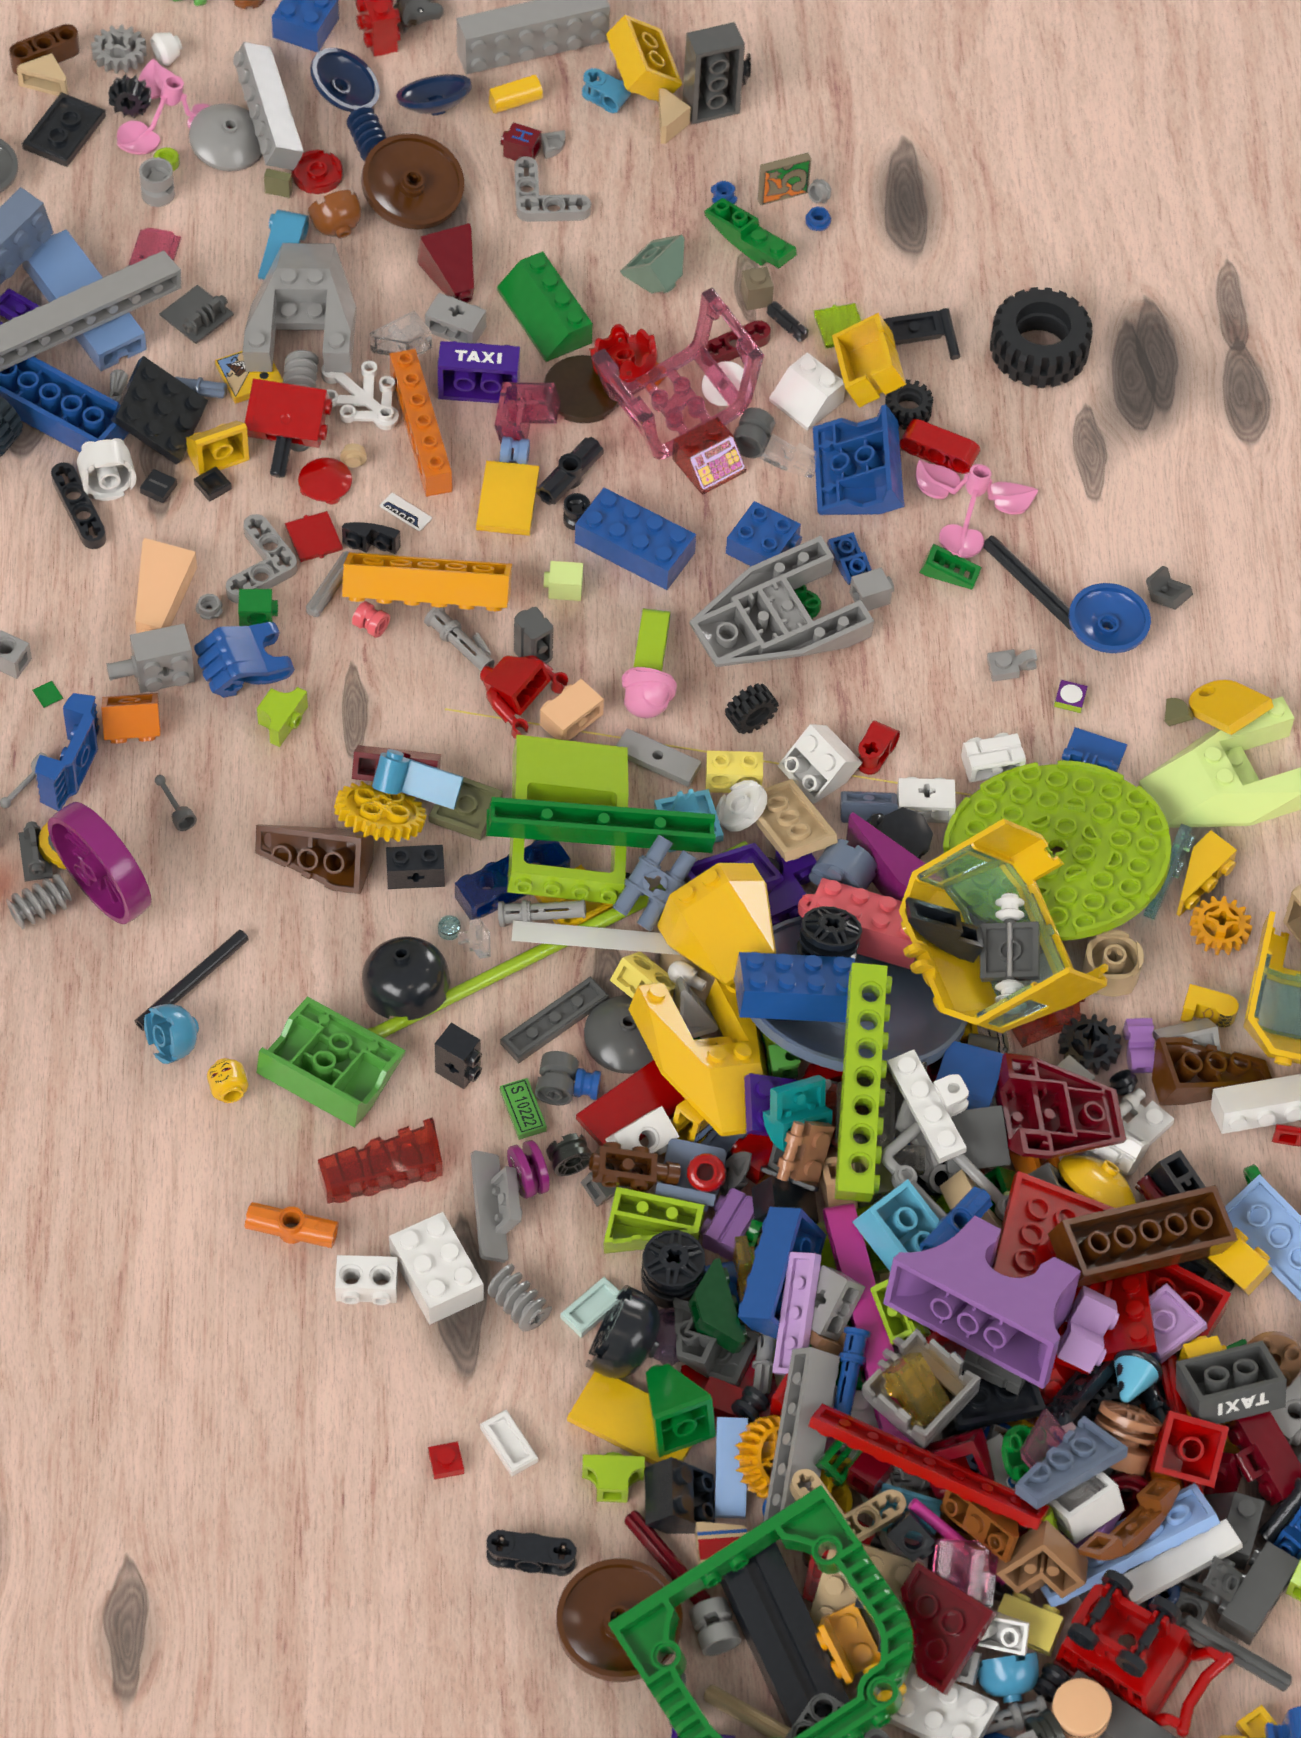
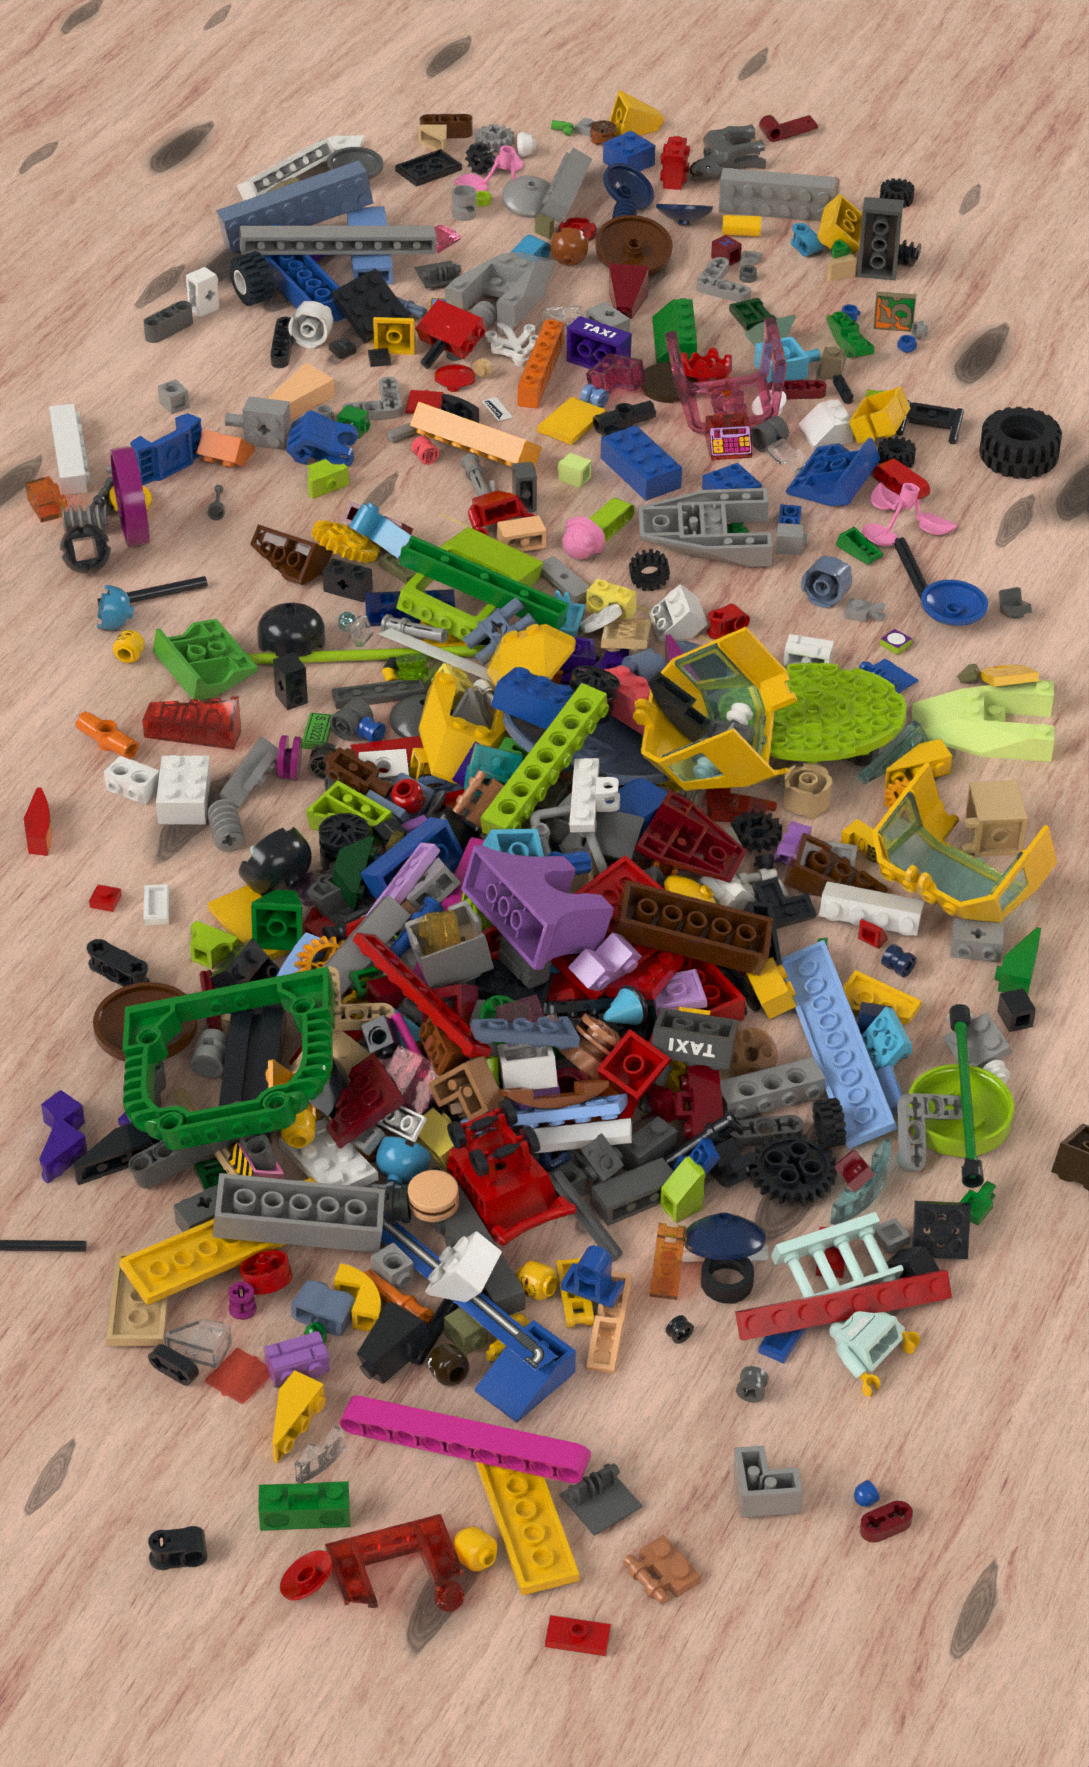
camera: 30 degrees right, 15 degrees down
(96, 963) = (85, 532): none -> black piece
(303, 1391) = (38, 824): none -> red slope
(545, 982) = (389, 668): none -> arm
(566, 165) = (748, 274): none -> dark grey bush
(574, 971) = (412, 666): none -> clear neon green wheel
(611, 244) = (746, 312): none -> dark green plate
(663, 98) = (840, 249): none -> green tile
(683, 304) = (795, 356): none -> medium azure brick
(716, 1232) = (385, 830): none -> black tile
(956, 643) = (827, 581): none -> sand blue brick
(1169, 1138) = (785, 911): none -> black plate

